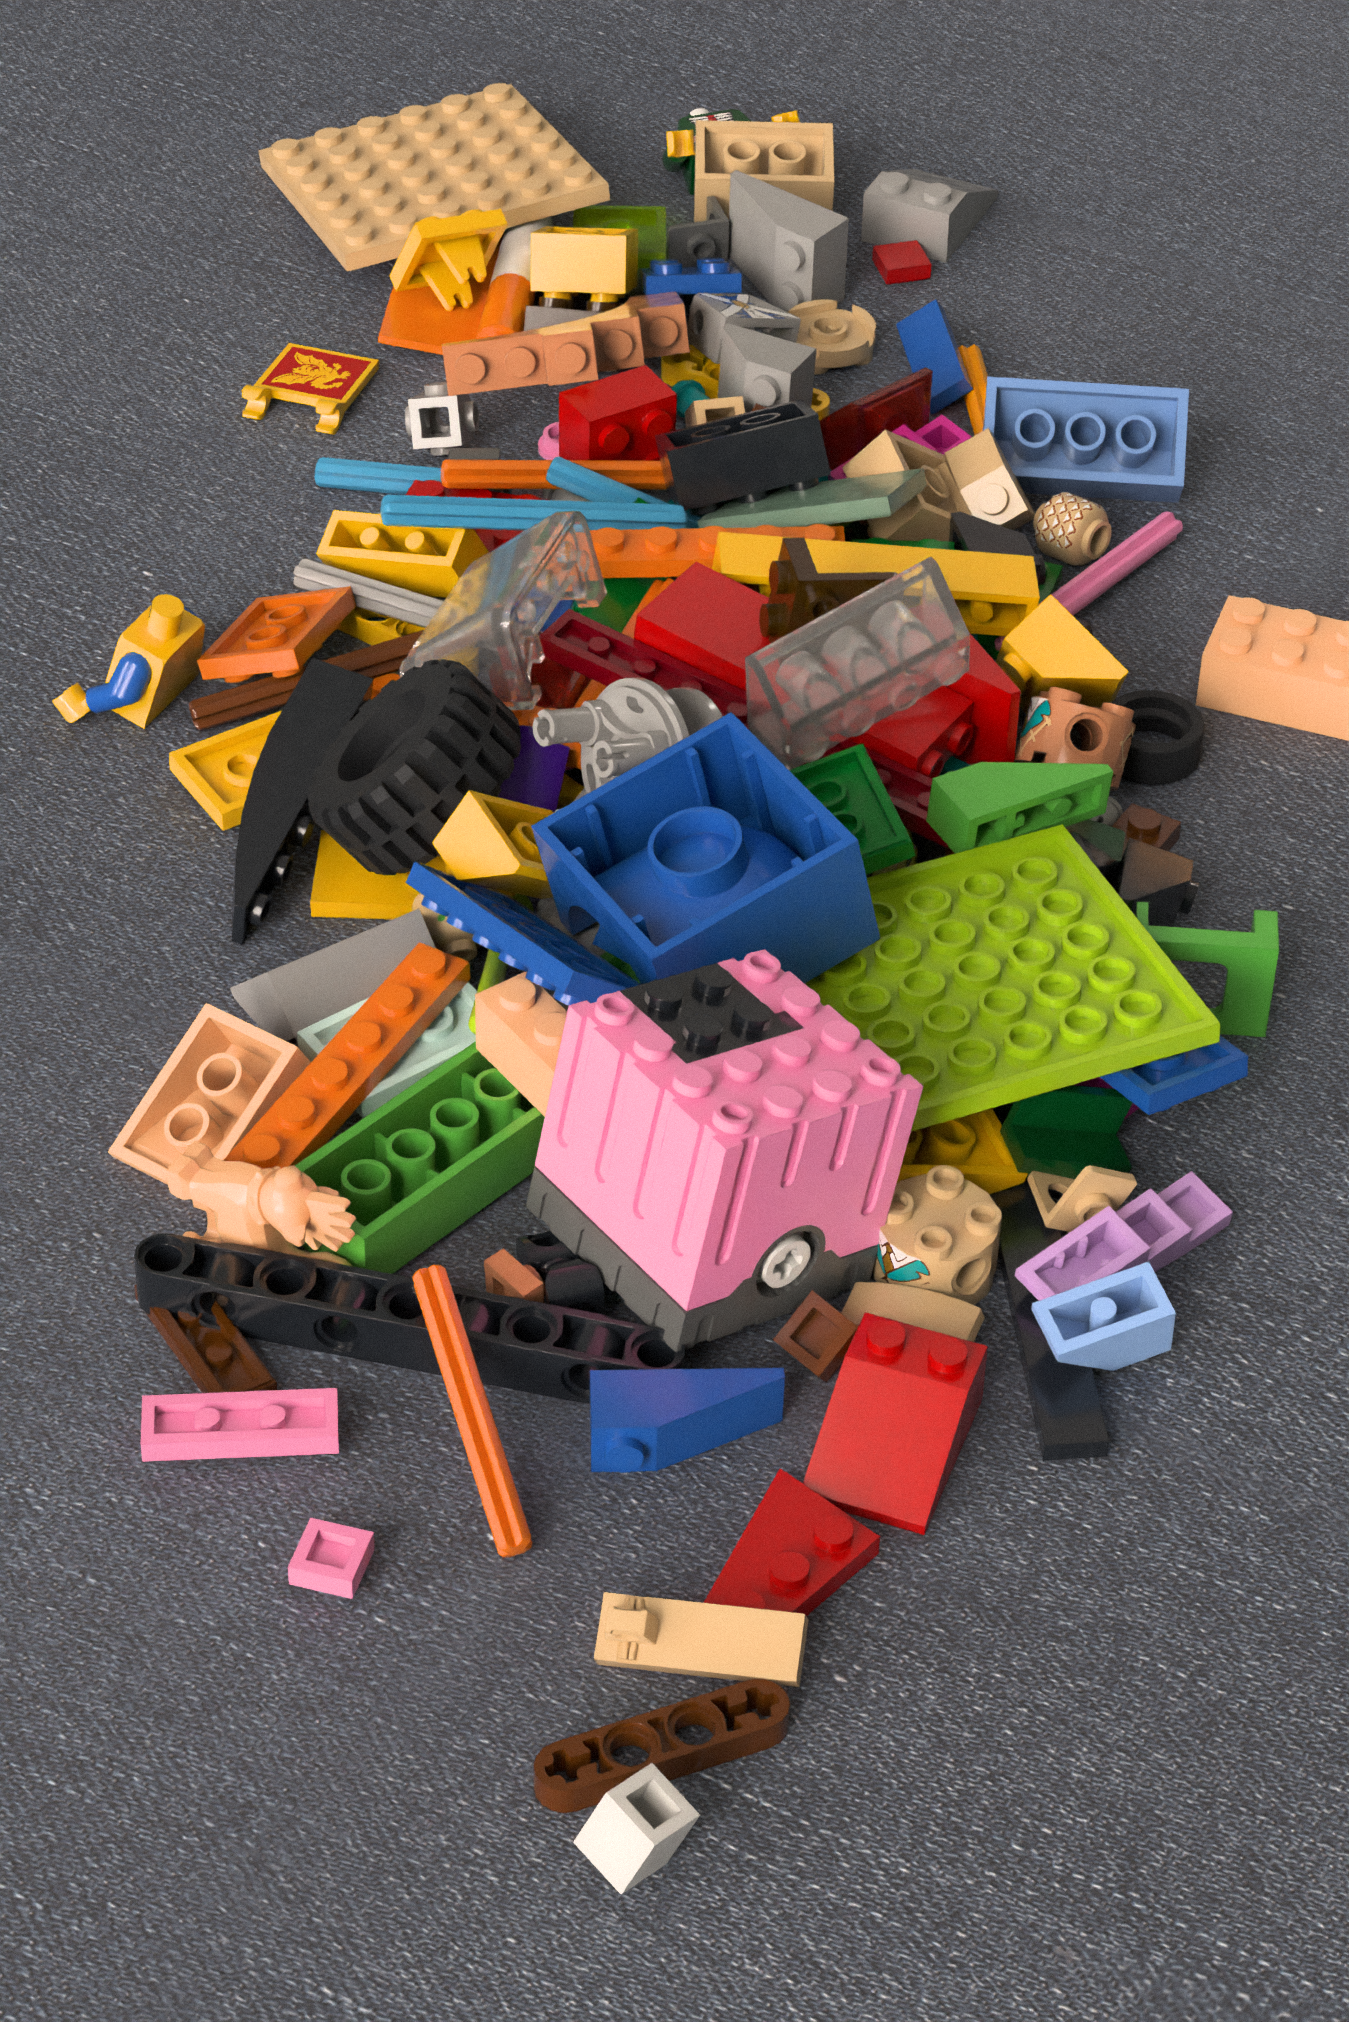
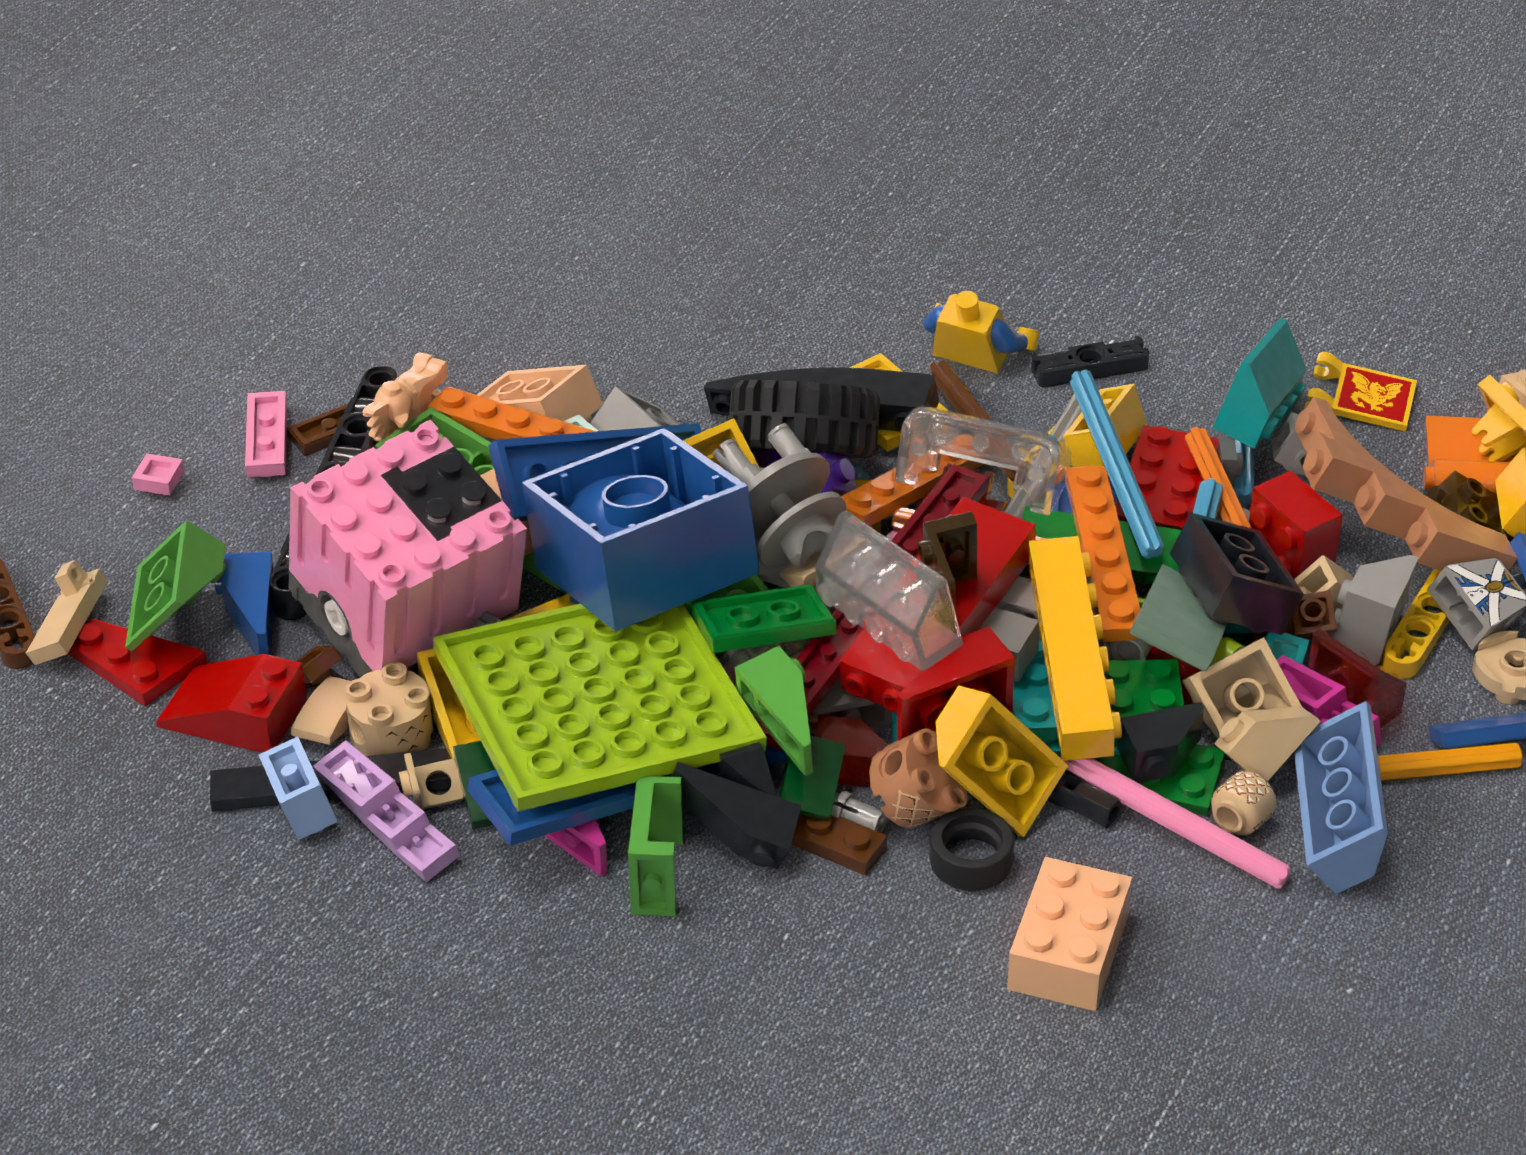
camera: 90 degrees right, 0 degrees up
(197, 563) = (1112, 360): none -> black piece
(276, 634) = (1011, 385): orange plate -> none
(359, 409) = (1263, 388): none -> teal slope
(472, 1411) = (254, 504): orange axle -> none
(702, 1471) = (172, 579): none -> bright green slope

